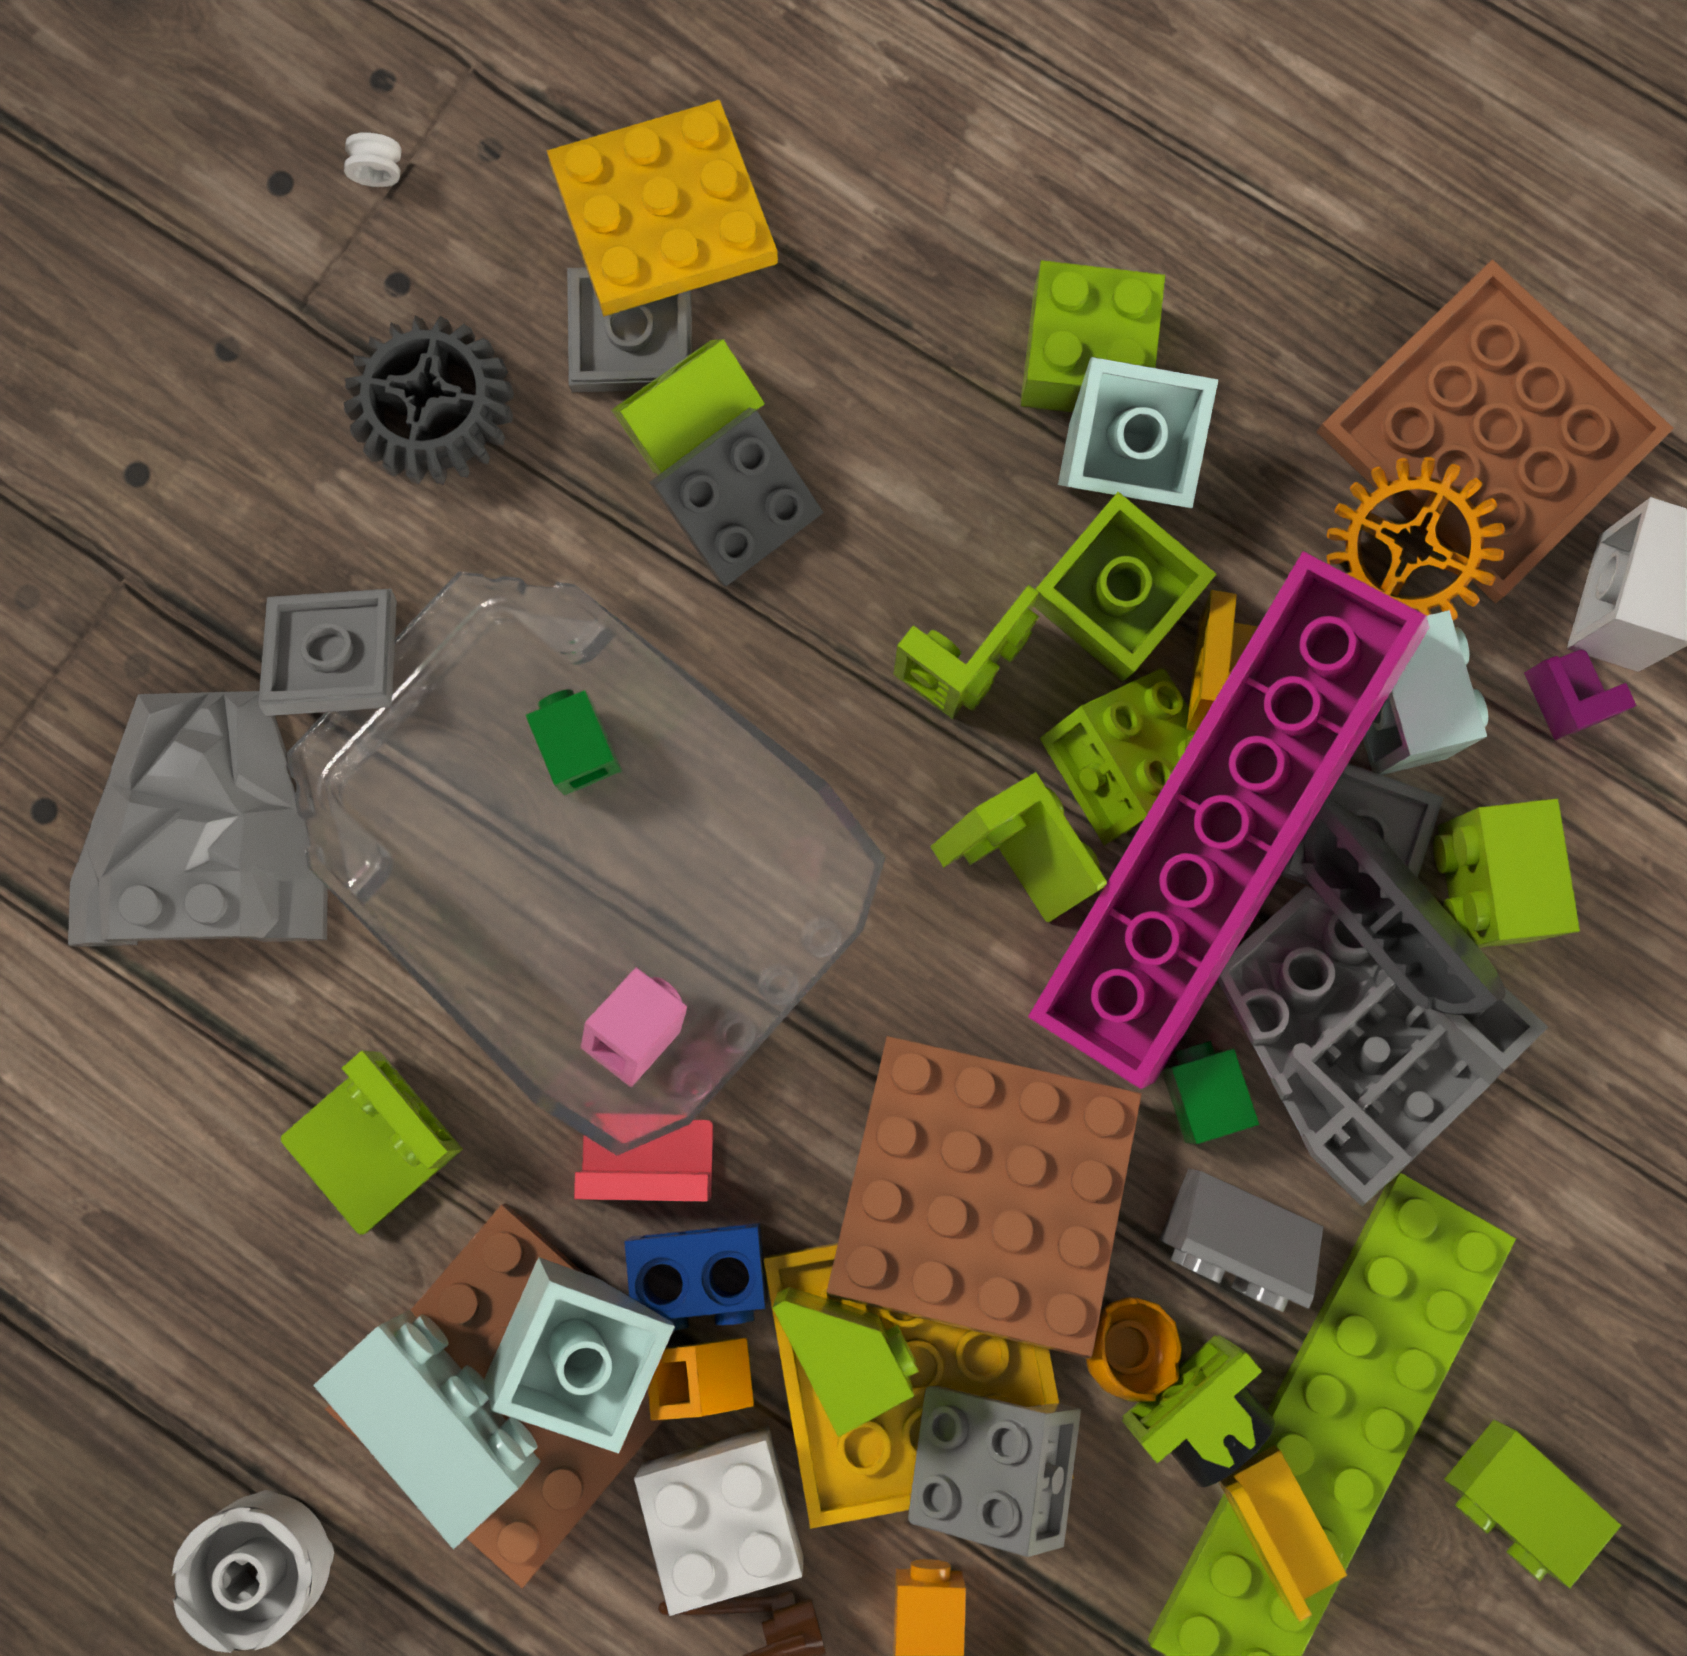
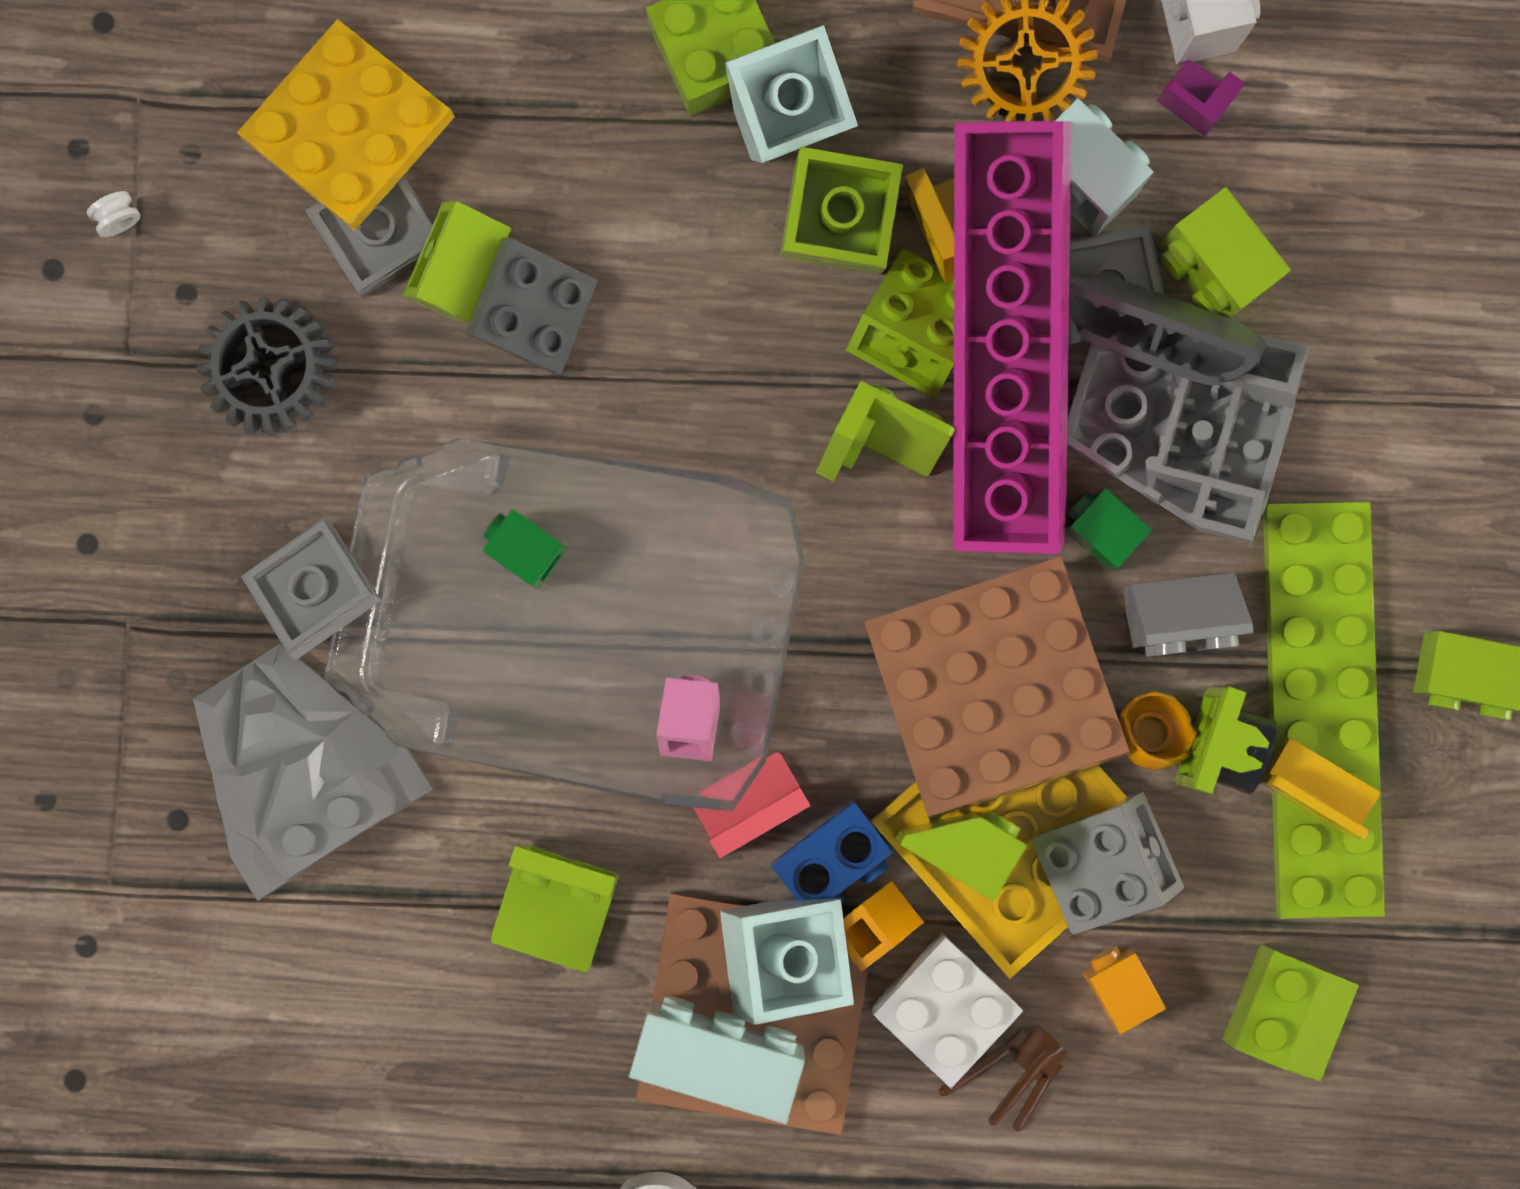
camera: 25 degrees left, 5 degrees up
(932, 664) = (744, 345): lime bracket -> none

